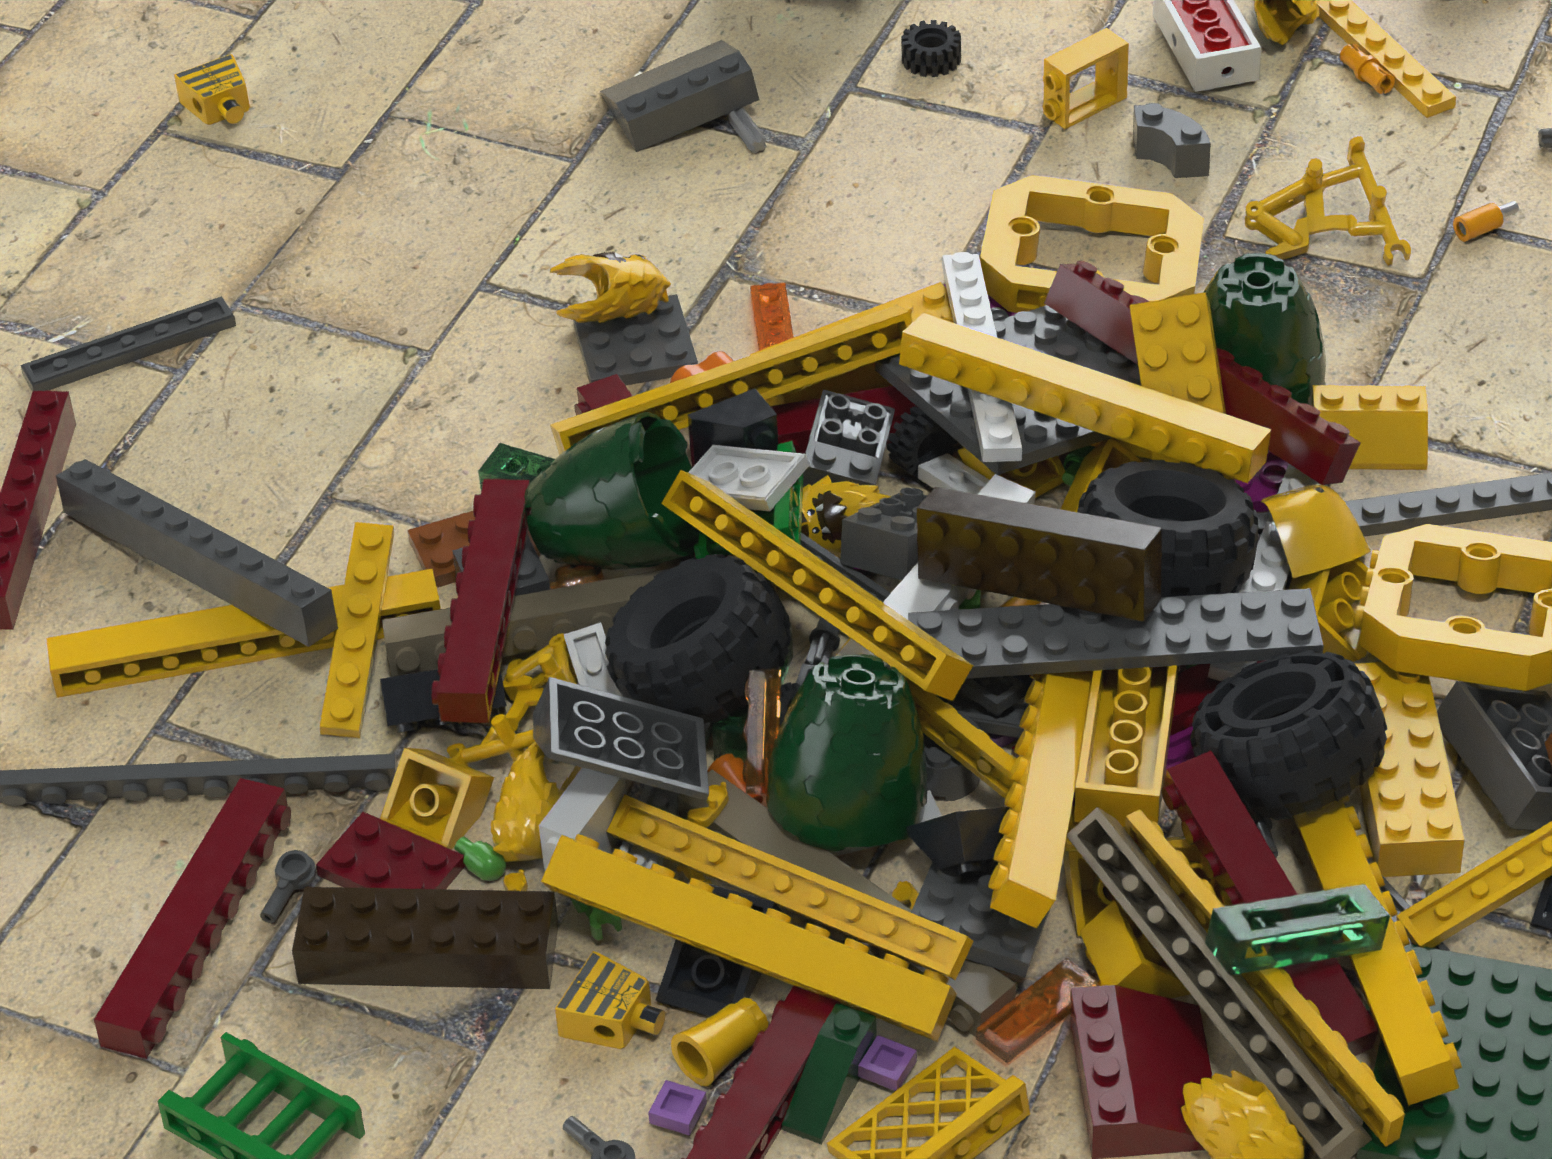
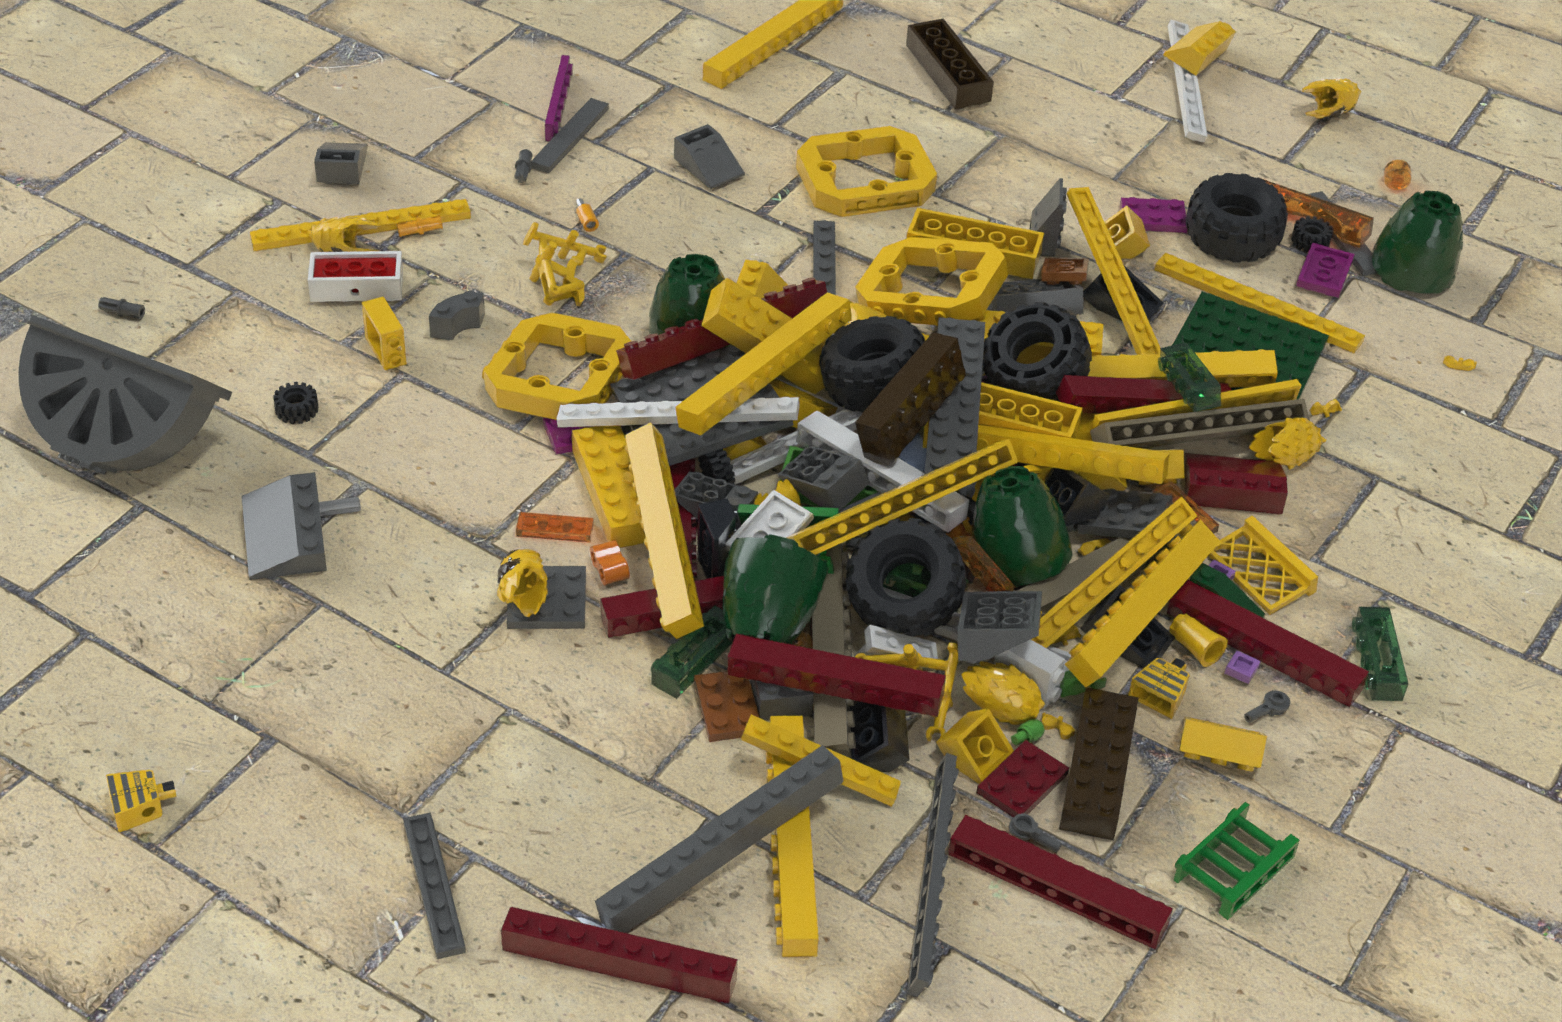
camera: 85 degrees left, 0 degrees up
(504, 1086) = (1222, 743): none -> yellow slope

